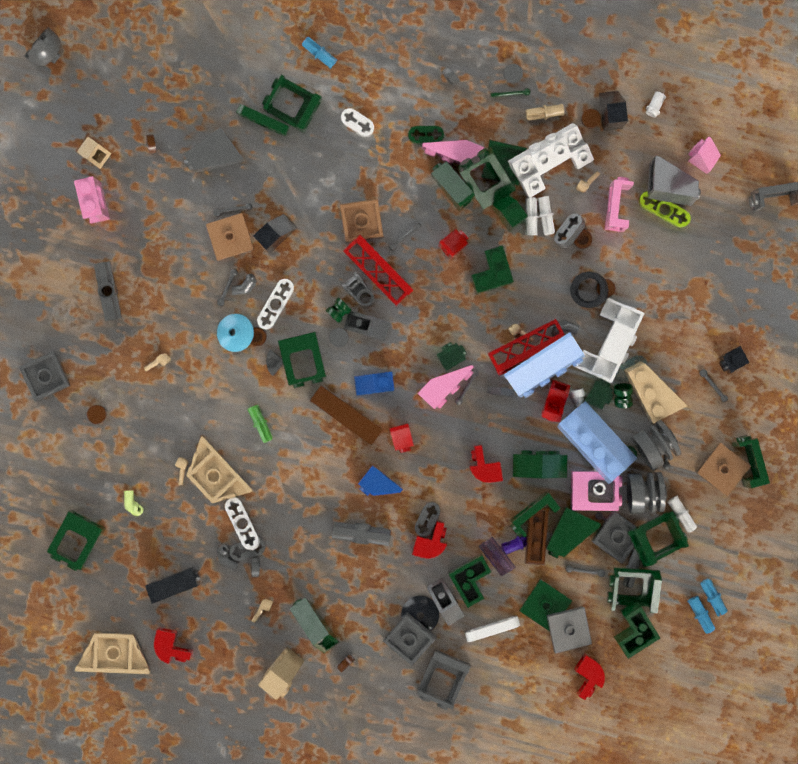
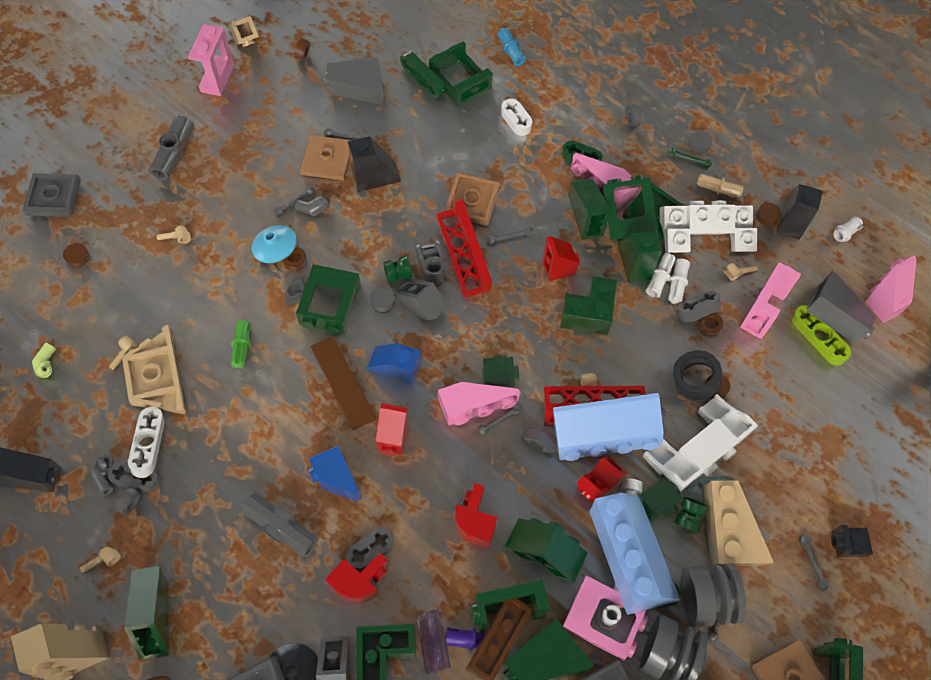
camera: 20 degrees right, 25 degrees down
(283, 303) = (316, 239): white beam -> none

